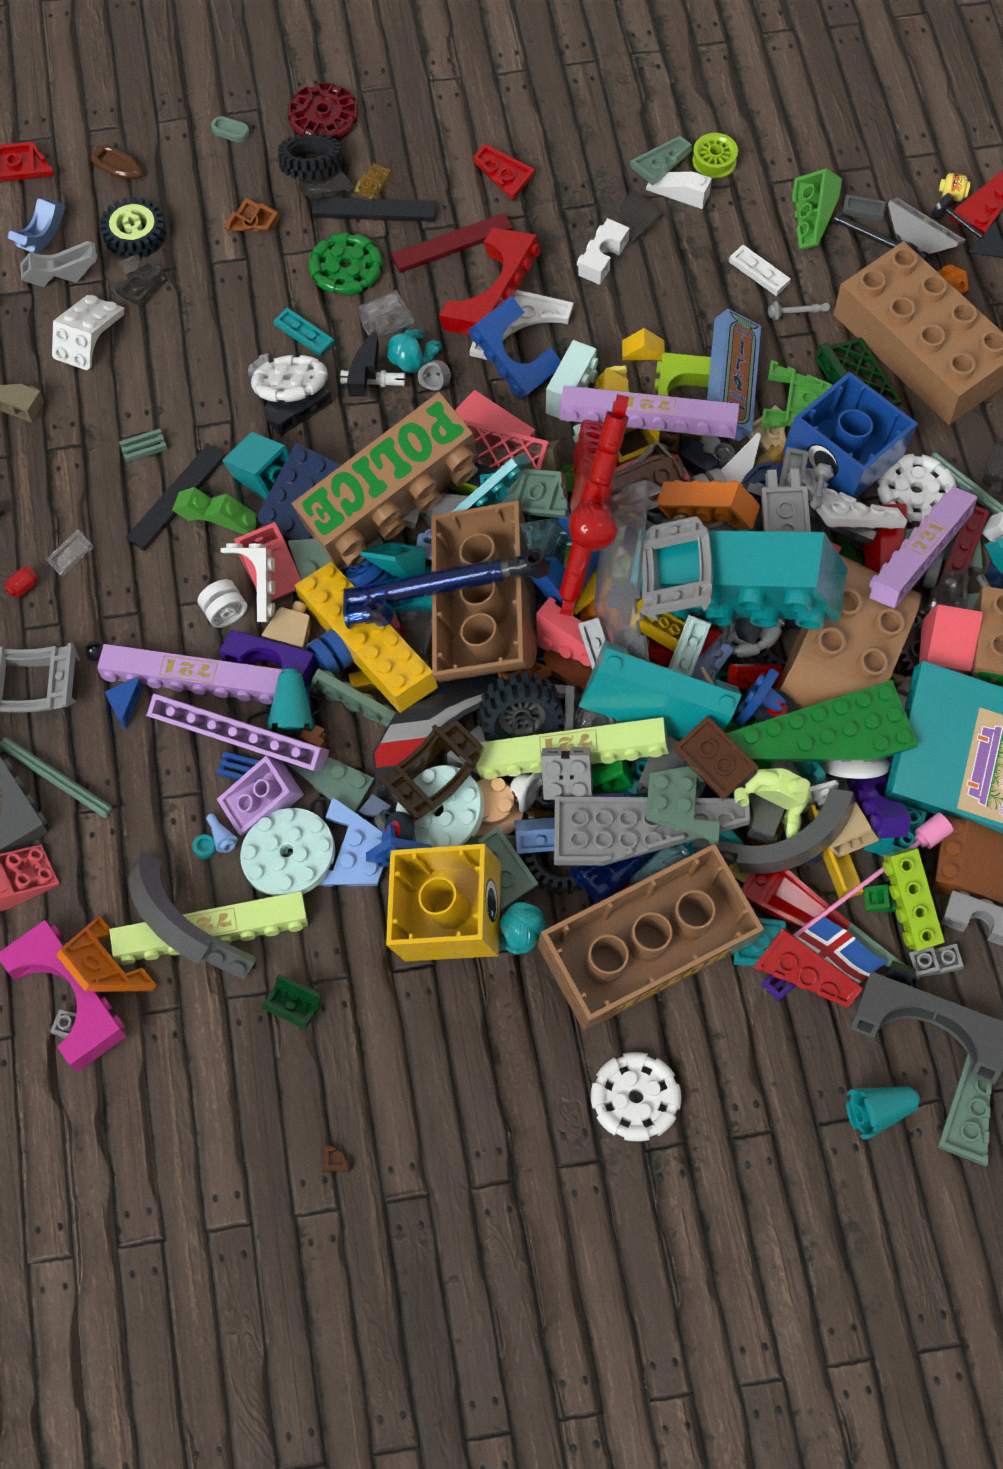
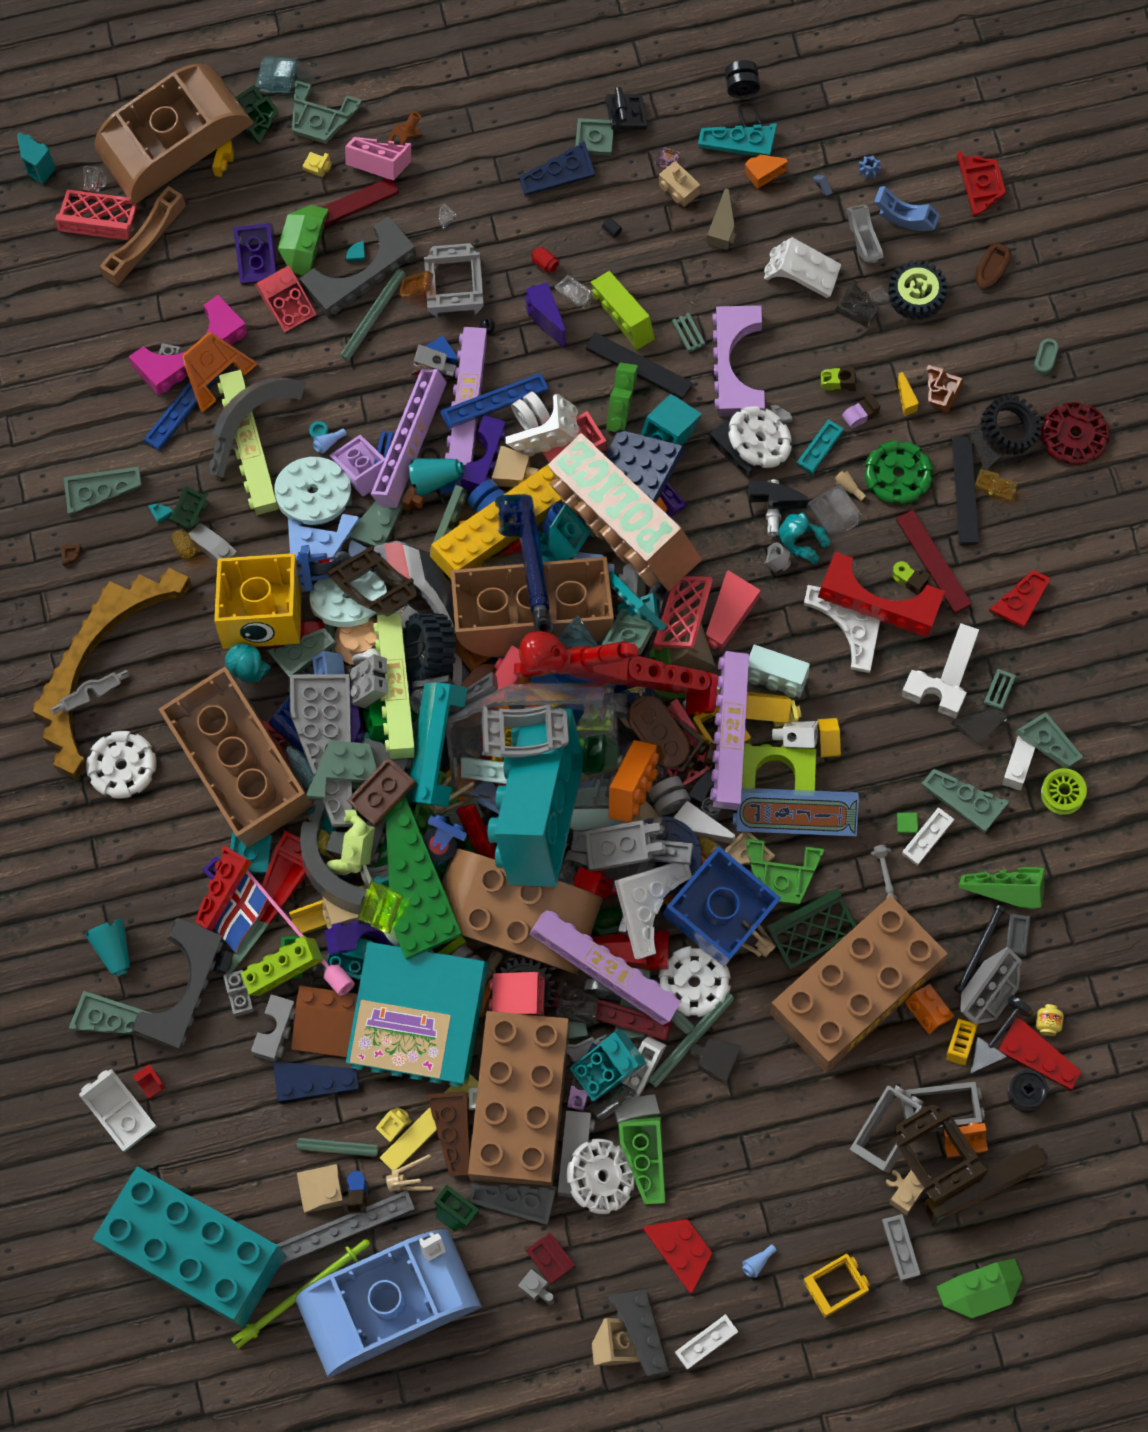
camera: 90 degrees right, 5 degrees up
(27, 720) = (416, 284): none -> clear orange plate
(97, 577) = (545, 312): none -> dark purple slope
(104, 502) = (623, 309): none -> lime wedge
(134, 710) = (431, 359): none -> light grey torso
(155, 1022) = (173, 417): none -> blue tile
(201, 641) = (493, 400): none -> blue tile
(227, 407) = (732, 325): none -> lavender arch
(228, 305) = (838, 379): none -> leg
(246, 1123) = (94, 488): none -> sand green wing
(256, 247) = (907, 396): none -> yellow slope
(269, 287) = (862, 411): none -> leg
(290, 1042) = (160, 512): none -> teal tile
(341, 1011) = (183, 544): none -> clear yellow brick
(349, 310) = (849, 484): none -> tan cone
(349, 973) = (211, 543): none -> light grey slope
(470, 262) = (909, 578): none -> leg
(489, 336) = (780, 630): blue arch -> none
(544, 1175) = (109, 611): none -> pearl gold arch
(545, 1139) = (98, 687): none -> light grey piece
(562, 225) = (959, 655): none -> white slope
(598, 202) = (994, 703): none -> sand green tile
(645, 365) = (805, 732): none -> white torso
(724, 231) = (972, 804): none -> sand green wing
(742, 288) = (907, 823): none -> bright green tile
(822, 473) = (677, 881): light grey piece -> none
(855, 768) = (380, 906): none -> clear neon green slope
(976, 267) = (958, 1054): none -> yellow slope

